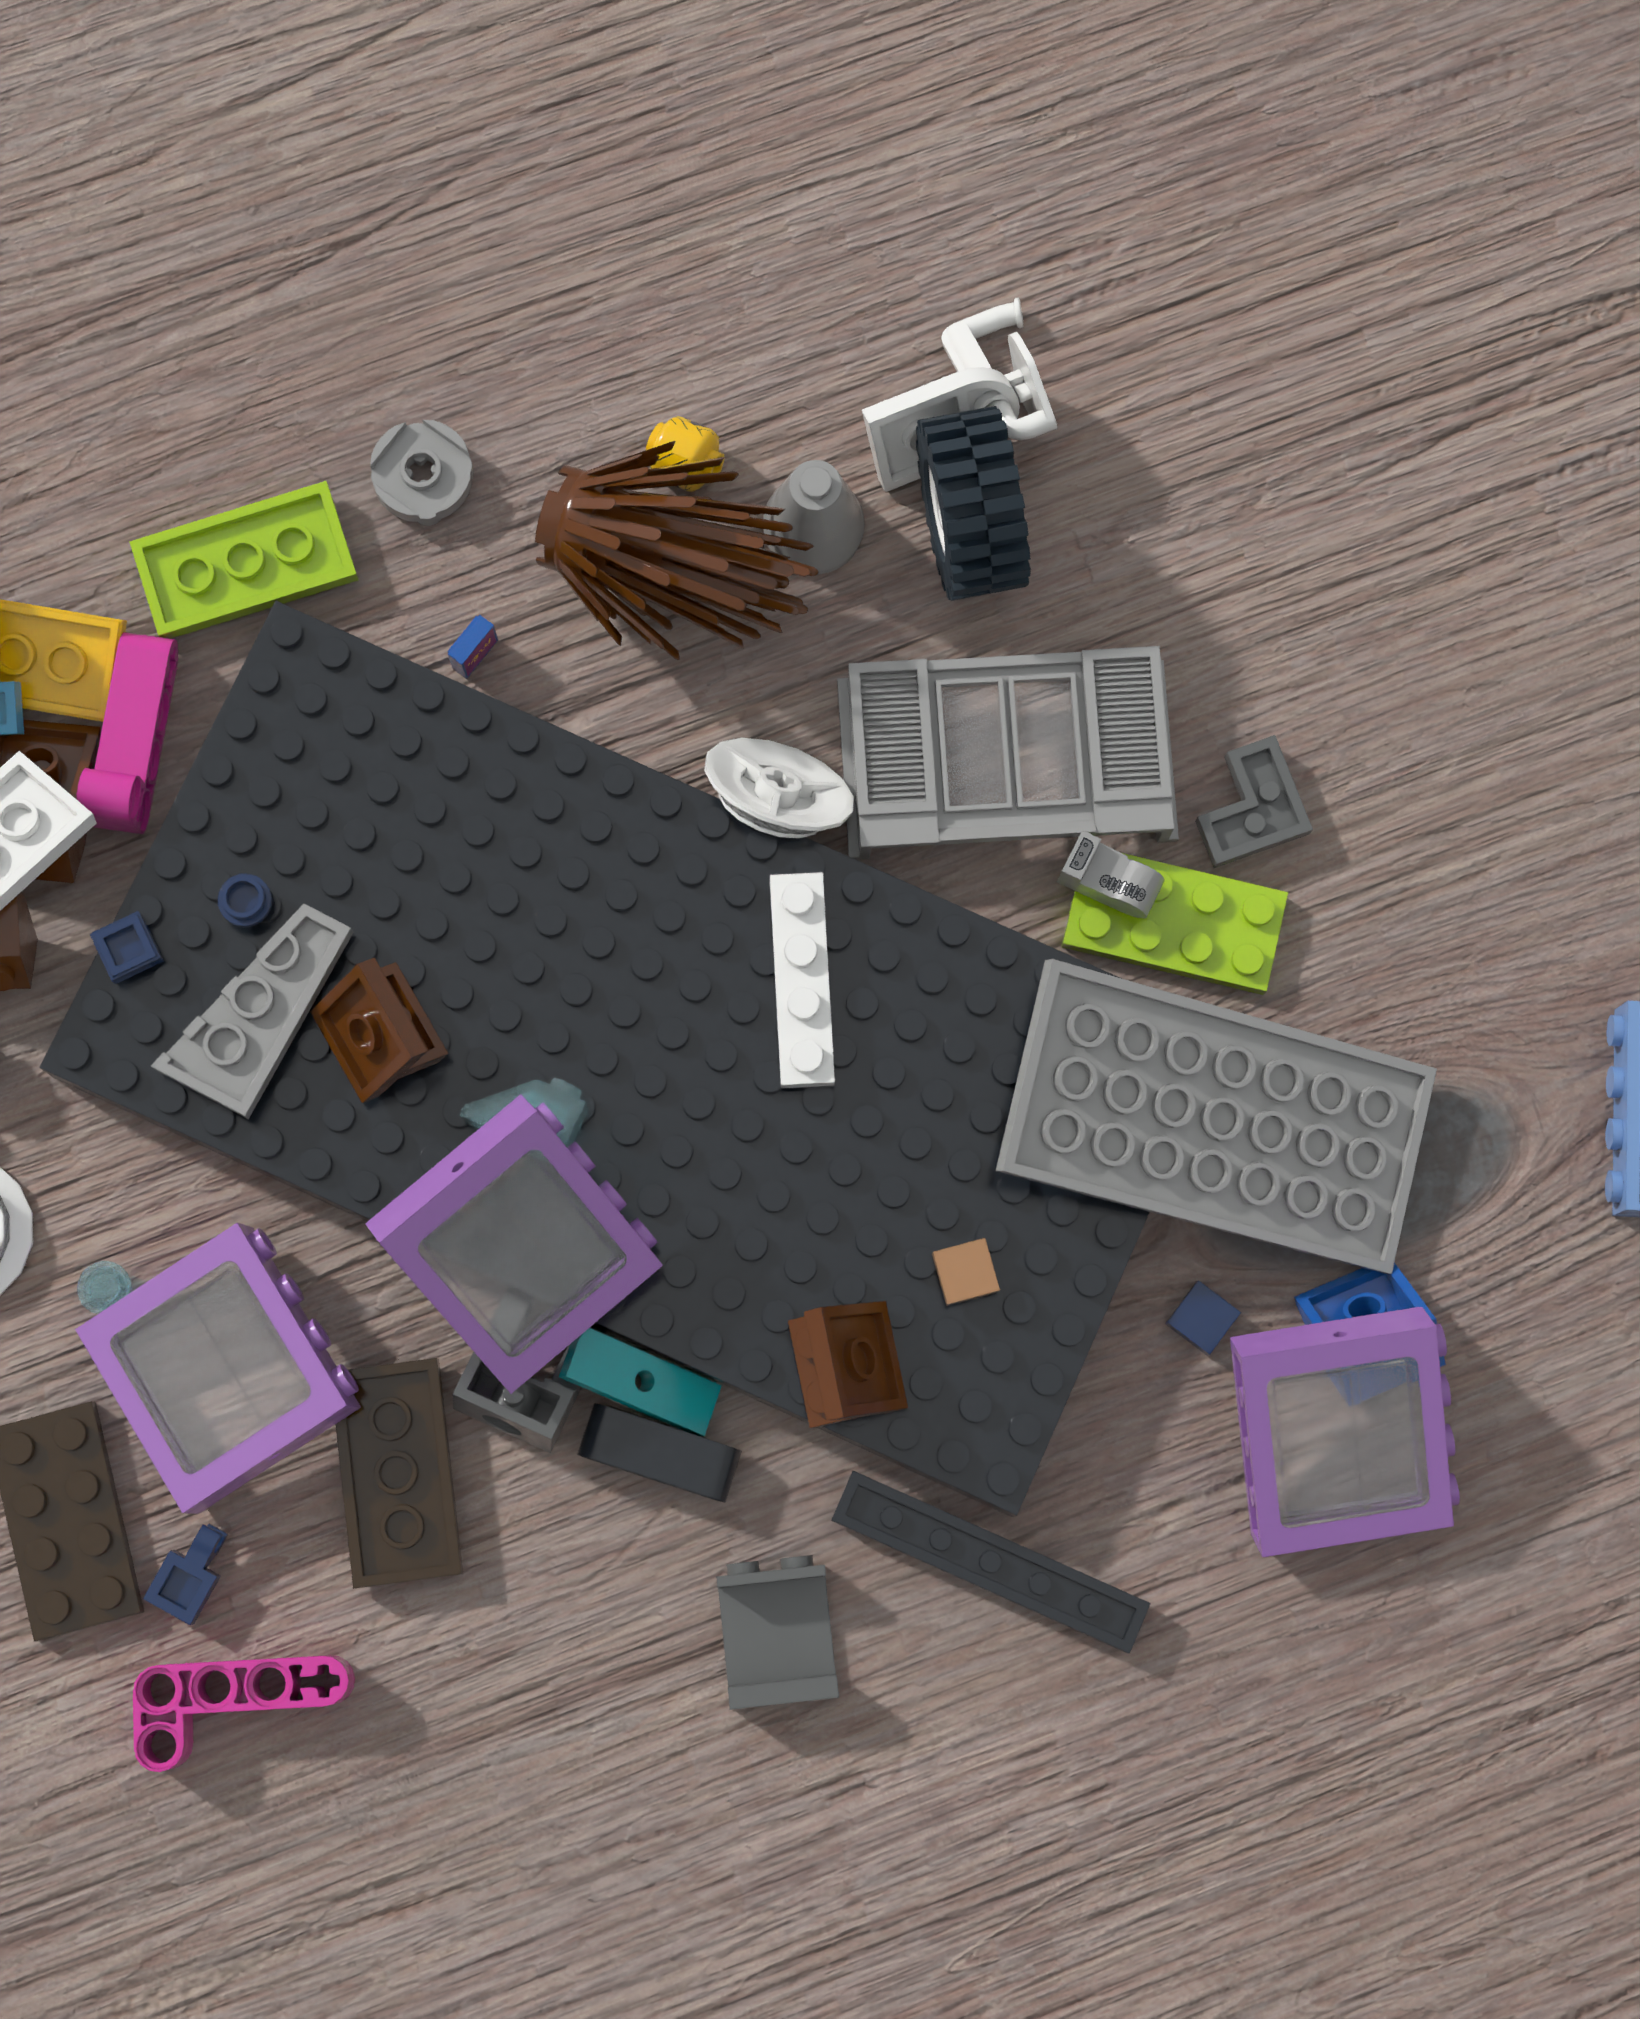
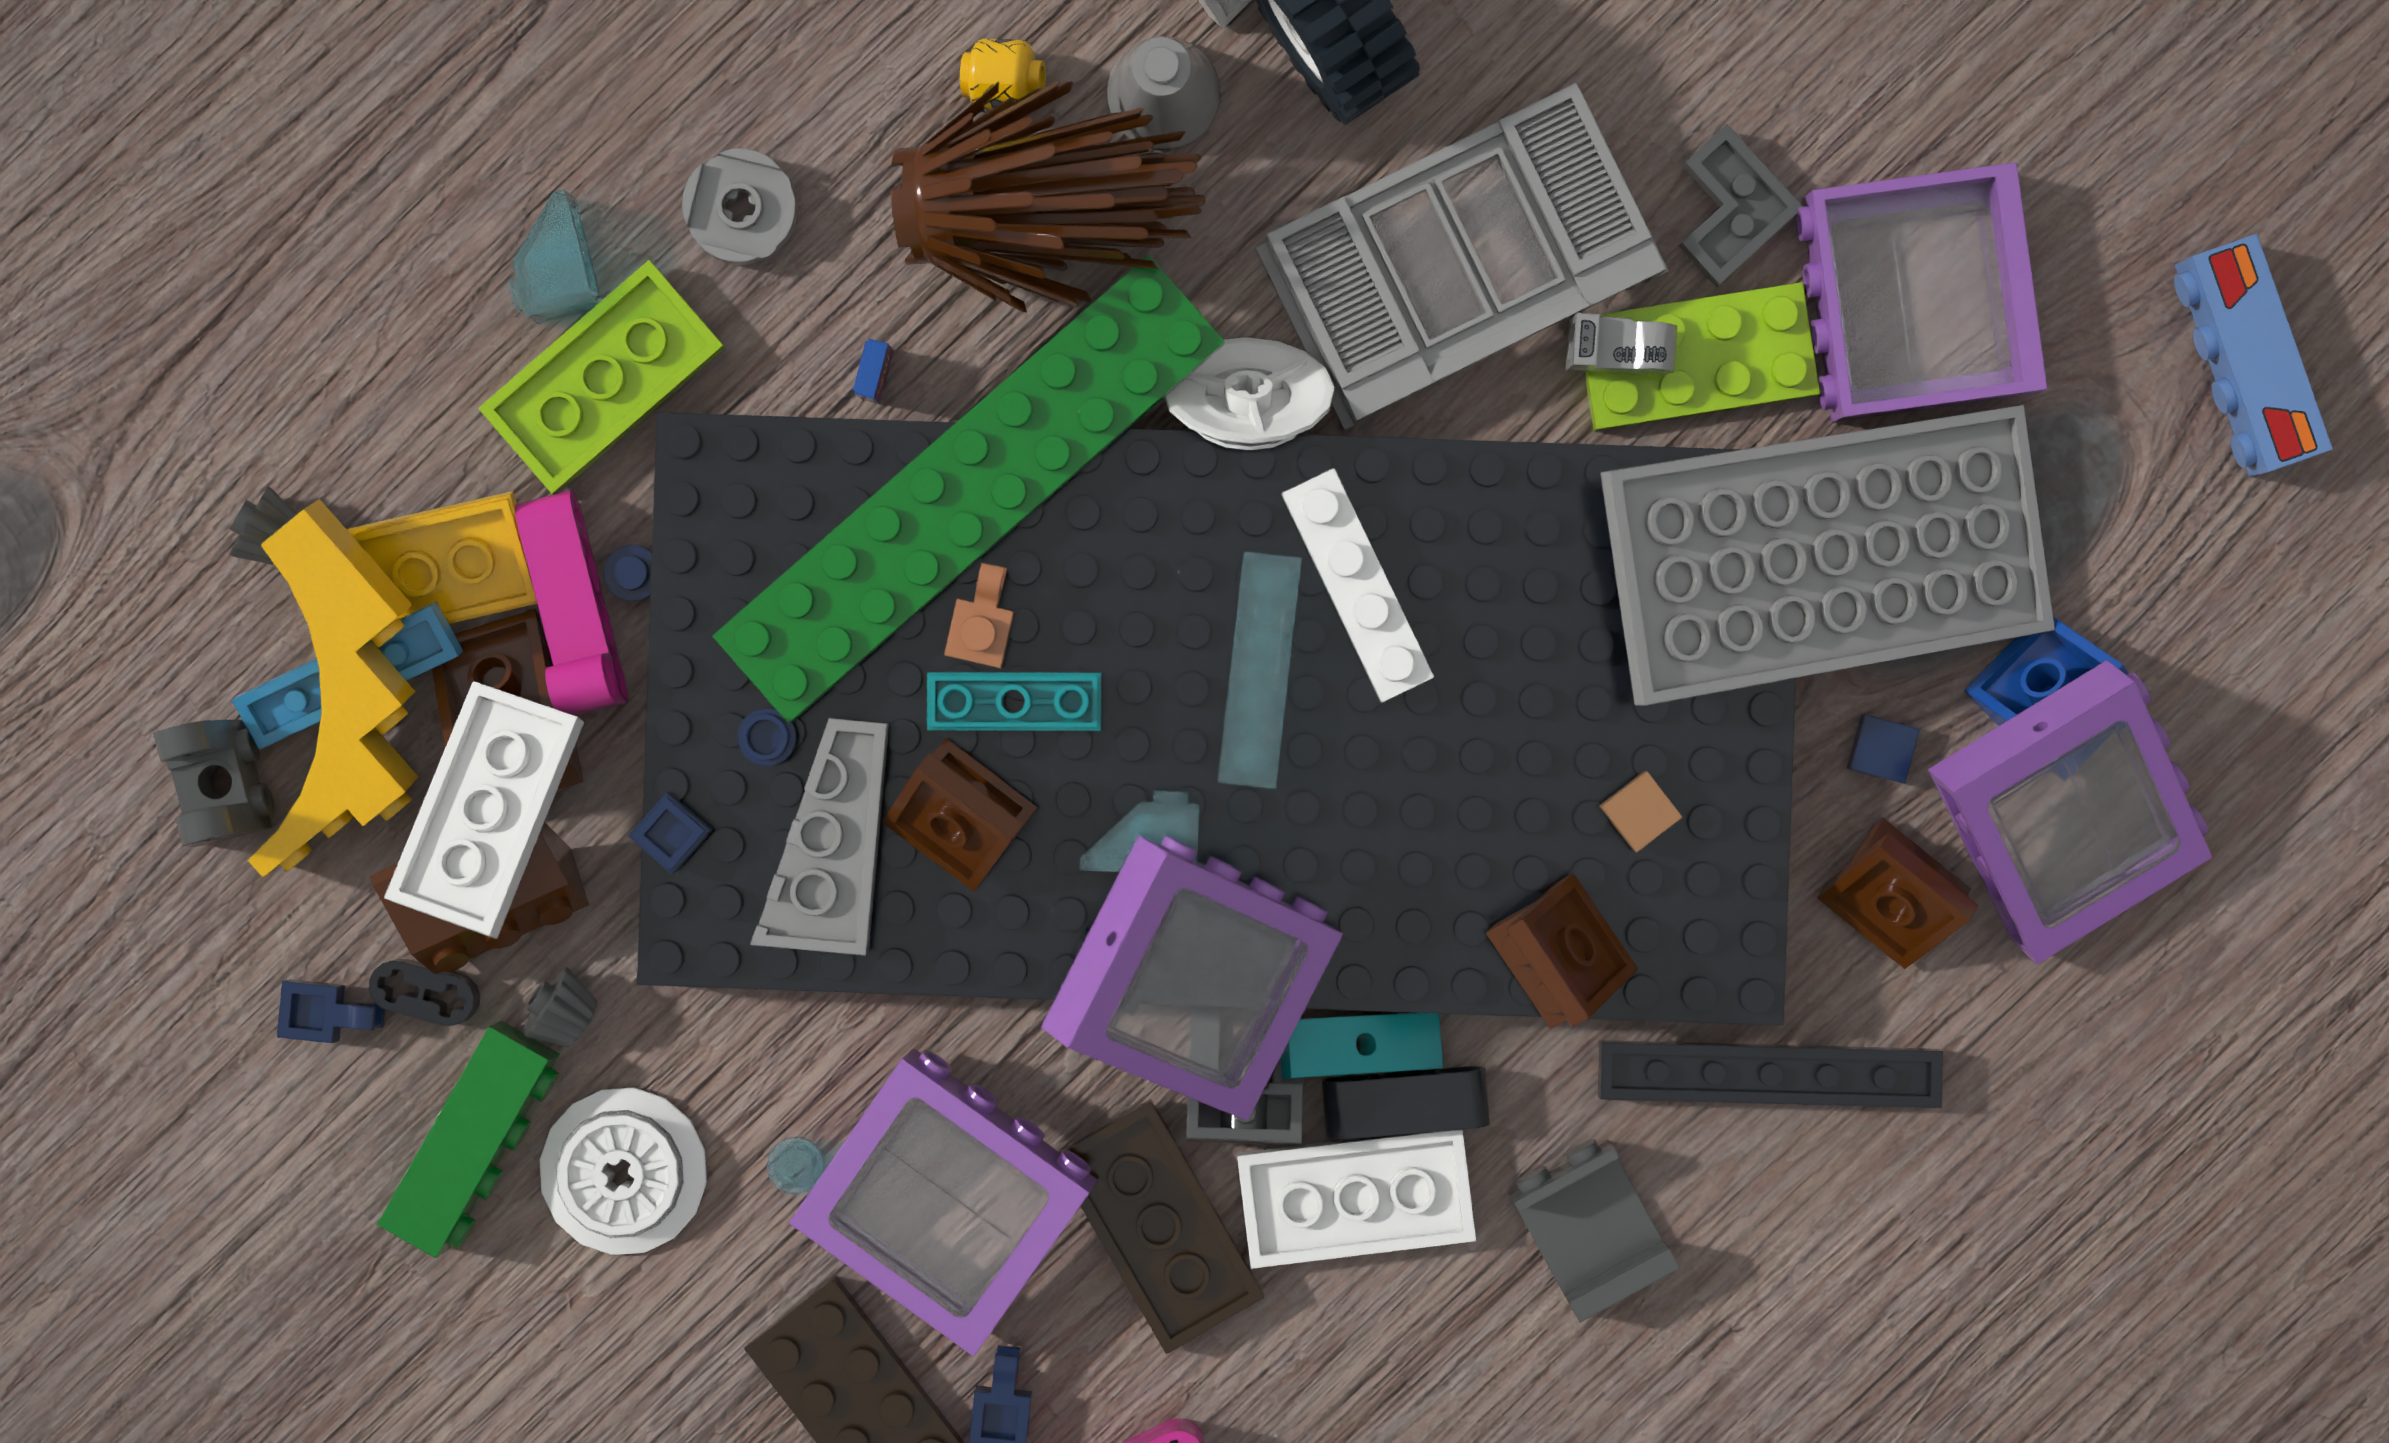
camera: 20 degrees left, 10 degrees up
(190, 727) = (629, 573): none -> dark blue plate
(247, 453) = (555, 265): none -> clear light blue slope
(467, 883) = (980, 627): none -> nougat plate
(497, 970) = (1050, 703): none -> teal tile
(505, 767) = (968, 490): none -> green plate
(580, 1519) = (1355, 1197): none -> white plate
(687, 1017) = (1259, 670): none -> clear light blue plate
(1163, 1448) = (1898, 896): none -> reddish brown bracket
(1385, 942) = (1921, 292): none -> clear piece

